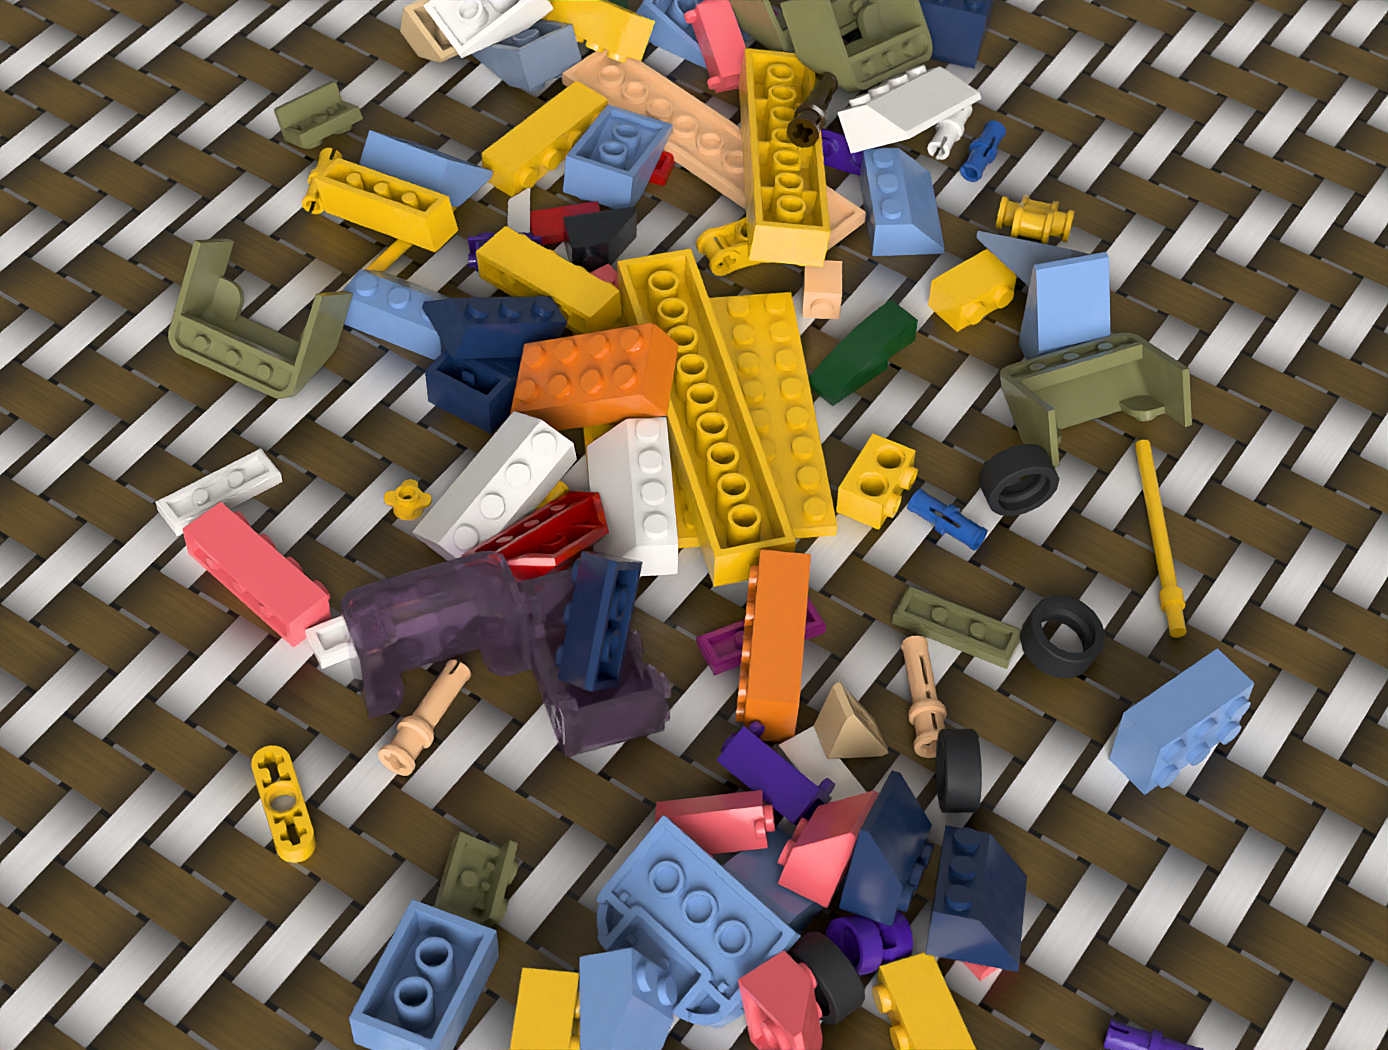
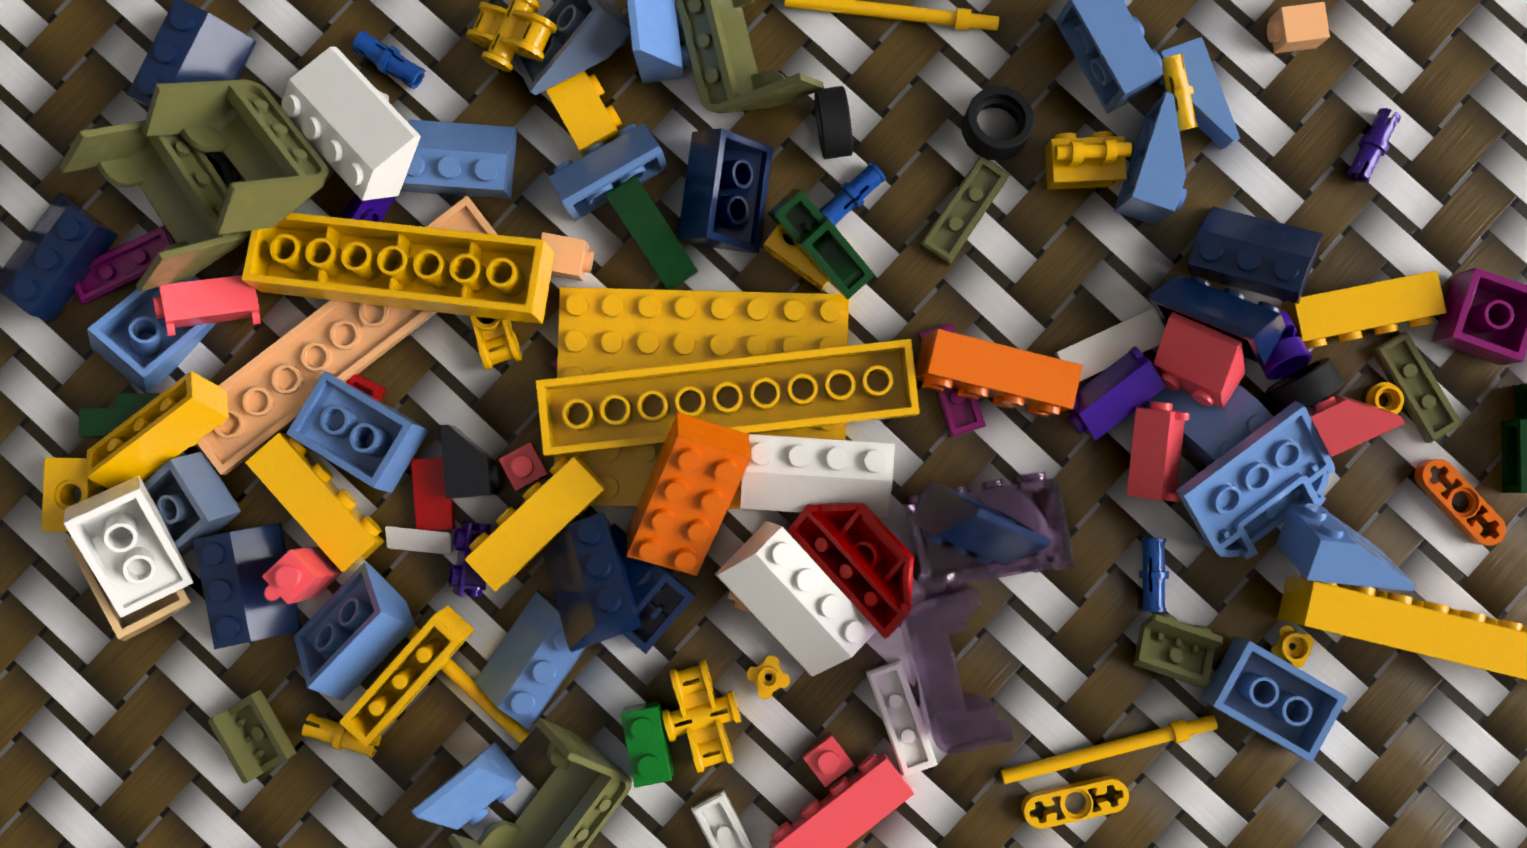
camera: 80 degrees left, 35 degrees up
(278, 253) = (471, 790): none -> medium blue slope
(322, 562) = (828, 760): none -> coral plate
(330, 400) = (647, 744): none -> green brick
(358, 446) = (705, 729): none -> yellow axle
(374, 900) = (1176, 731): none -> yellow bar
(417, 730) = (1022, 687): light nougat pin -> none
(460, 100) = (234, 586): none -> dark blue slope
(474, 117) = (300, 575): none -> coral brick
(489, 1009) = (1302, 649): none -> yellow plate
(565, 855) = (1154, 574): none -> blue pin
(811, 115) = (373, 229): dark brown pin -> none
(847, 727) = (1073, 323): tan slope -> none
(884, 468) = (821, 243): none -> dark green slope
(923, 408) = (725, 191): none -> dark blue slope
(926, 711) = (1055, 254): light nougat pin -> none
(941, 330) = (605, 167): none -> medium blue slope
(958, 770) = (1131, 241): black tyre -> none
(1042, 725) = (1086, 161): none -> yellow brick
(1057, 781) = (1156, 167): none -> medium blue slope
(1146, 789) = (1177, 84): none -> yellow pin
(1171, 825) = (1208, 98): none -> medium blue slope
(1273, 937) = (1298, 27): none -> light nougat brick

